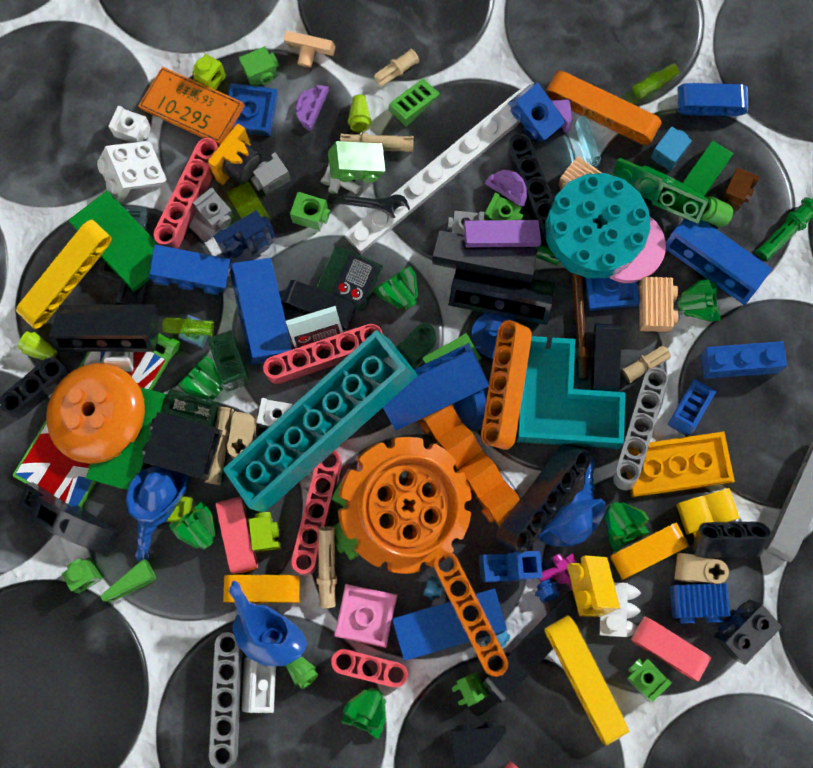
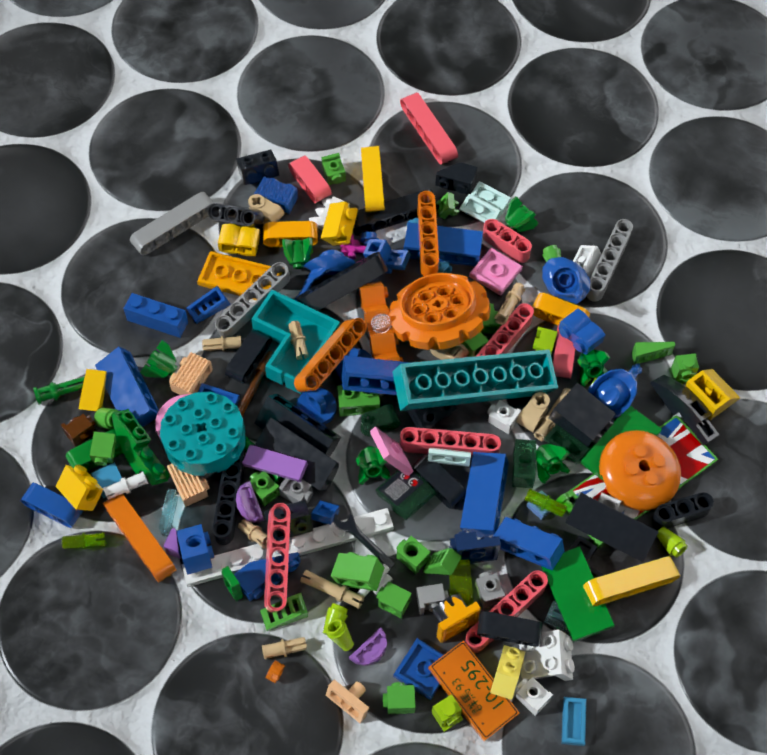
camera: 160 degrees left, 15 degrees down
(38, 555) = (712, 391): none -> yellow slope
(83, 124) = (574, 721): none -> dark azure tile
(160, 127) = (508, 672): none -> light yellow brick
(172, 163) = (509, 629): none -> black beam
(220, 556) = (581, 331): none -> blue brick
(261, 202) = (442, 562): none -> bright green slope
(308, 157) = (393, 599): none -> bright green brick
(345, 95) = (339, 634): none -> lime cone
(381, 302) = (391, 451): none -> bright pink plate
(393, 41) = (275, 671): none -> orange axle
(423, 215) = (324, 512): none -> blue plate
(423, 719) = (485, 203): none -> light aqua slope
(438, 118) = (277, 568): none -> coral beam
(459, 118) = (253, 575): none -> blue slope
(468, 182) = (299, 520): none -> black brick
(468, 457) = (381, 323): none -> clear tile
(477, 93) = (232, 583): none -> green tile
(483, 158) = (254, 533): none -> tan axle
(558, 400) = (298, 340): none -> tan axle
(646, 141) = (125, 485): none -> white pin
(693, 119) = (79, 487): none -> yellow brick
(695, 164) = (103, 448): none -> bright green brick
(752, 234) = (93, 390): none -> yellow slope

